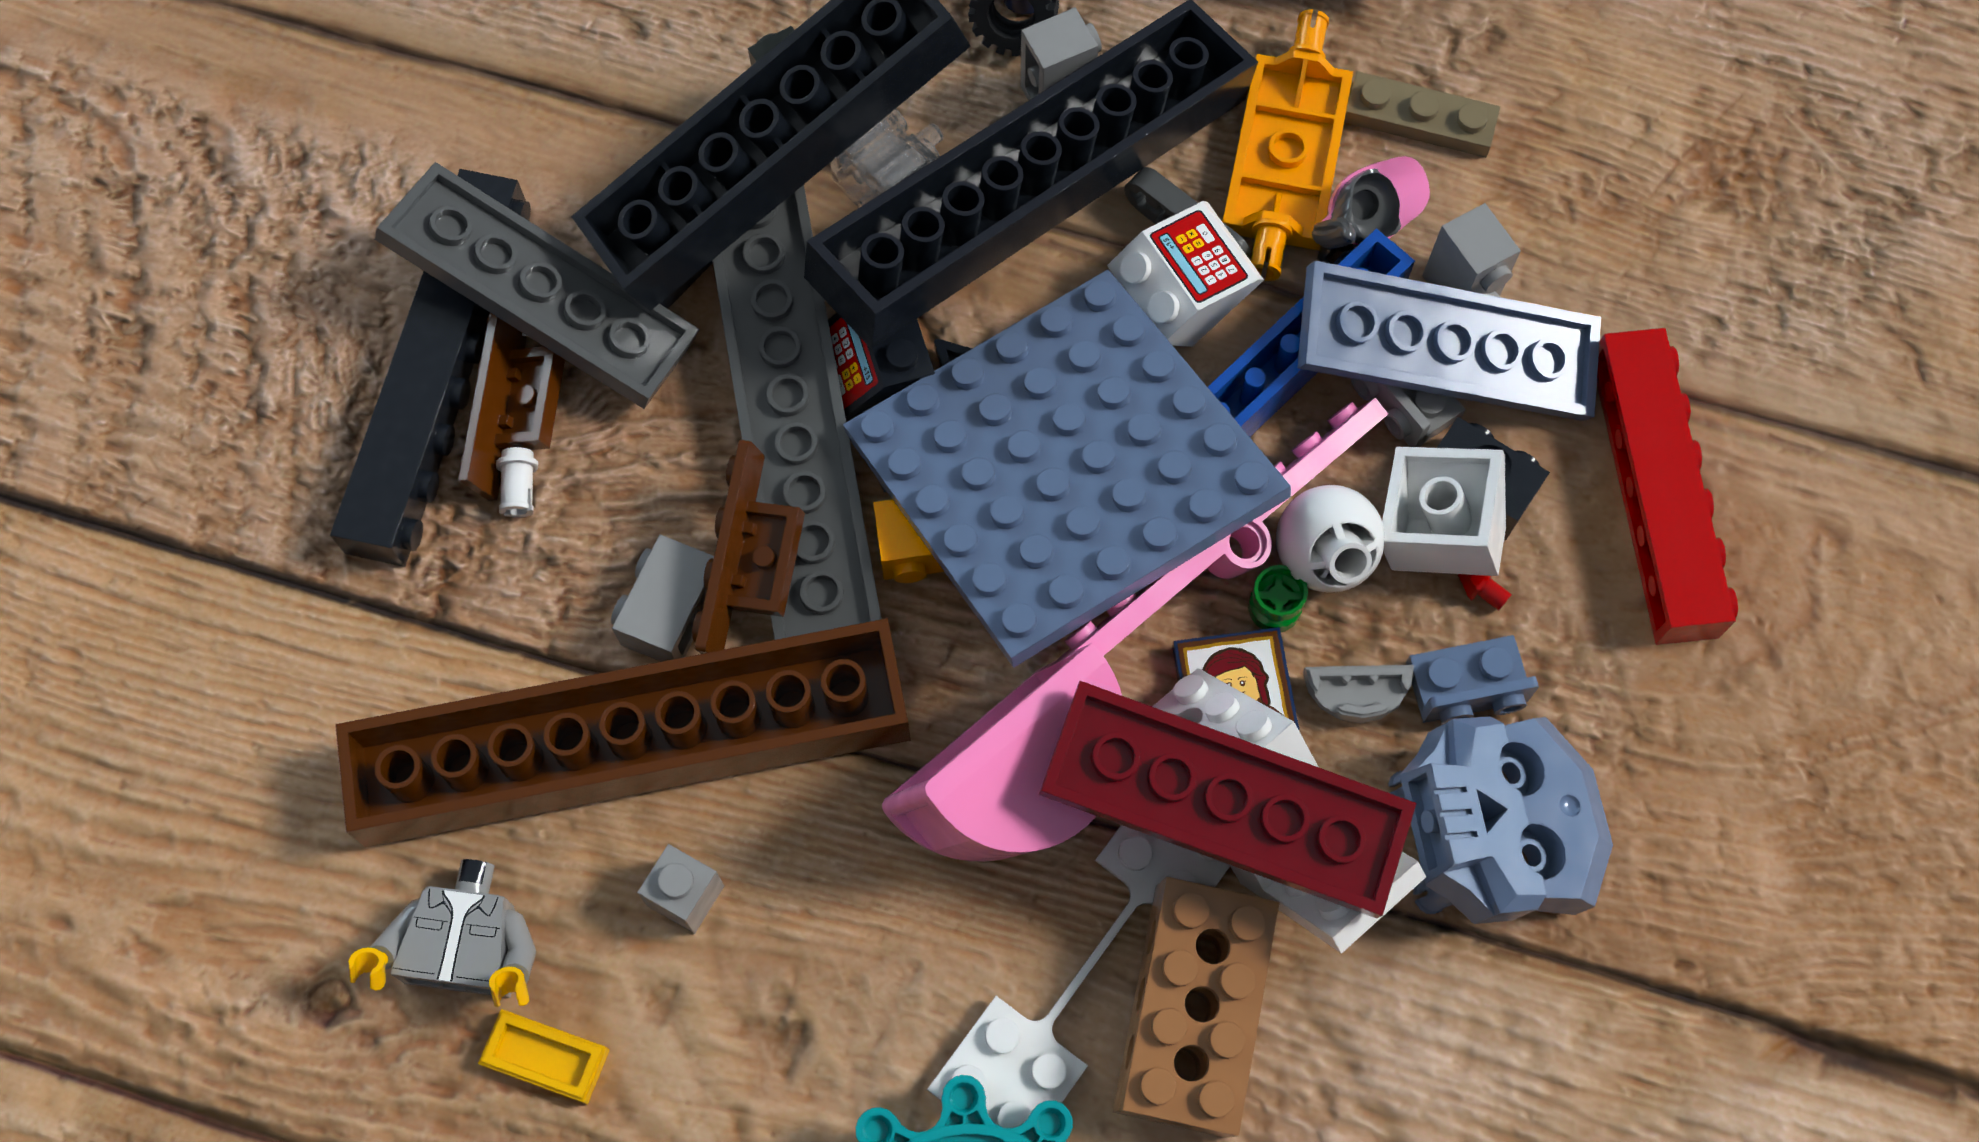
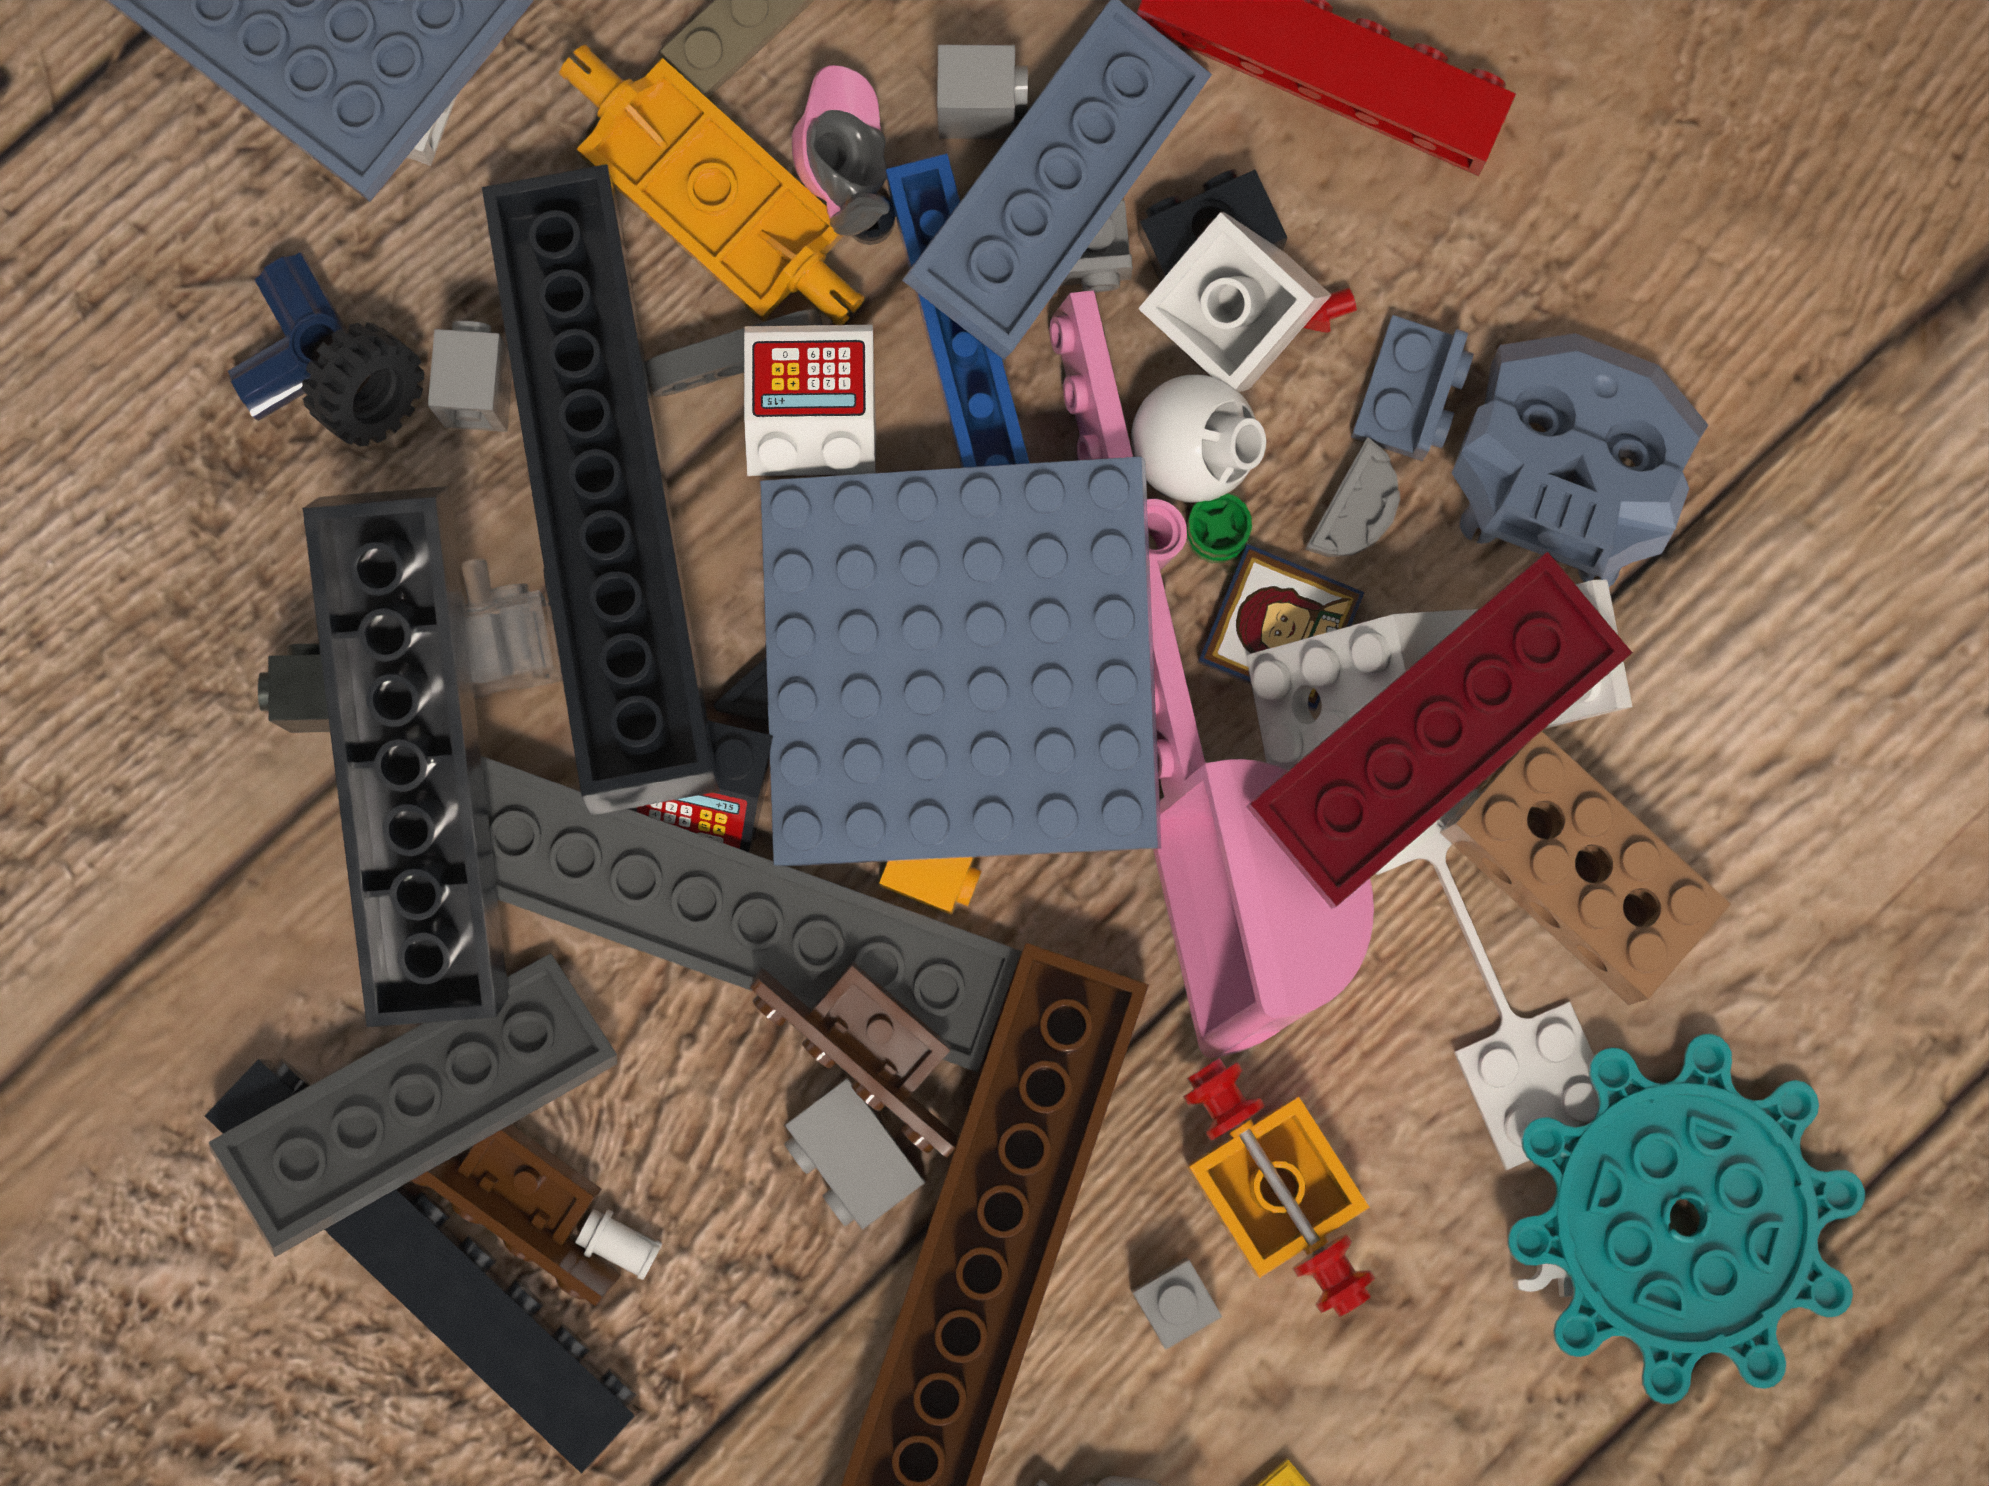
camera: 60 degrees left, 15 degrees up
(810, 909) = (1278, 1187): none -> light orange brick

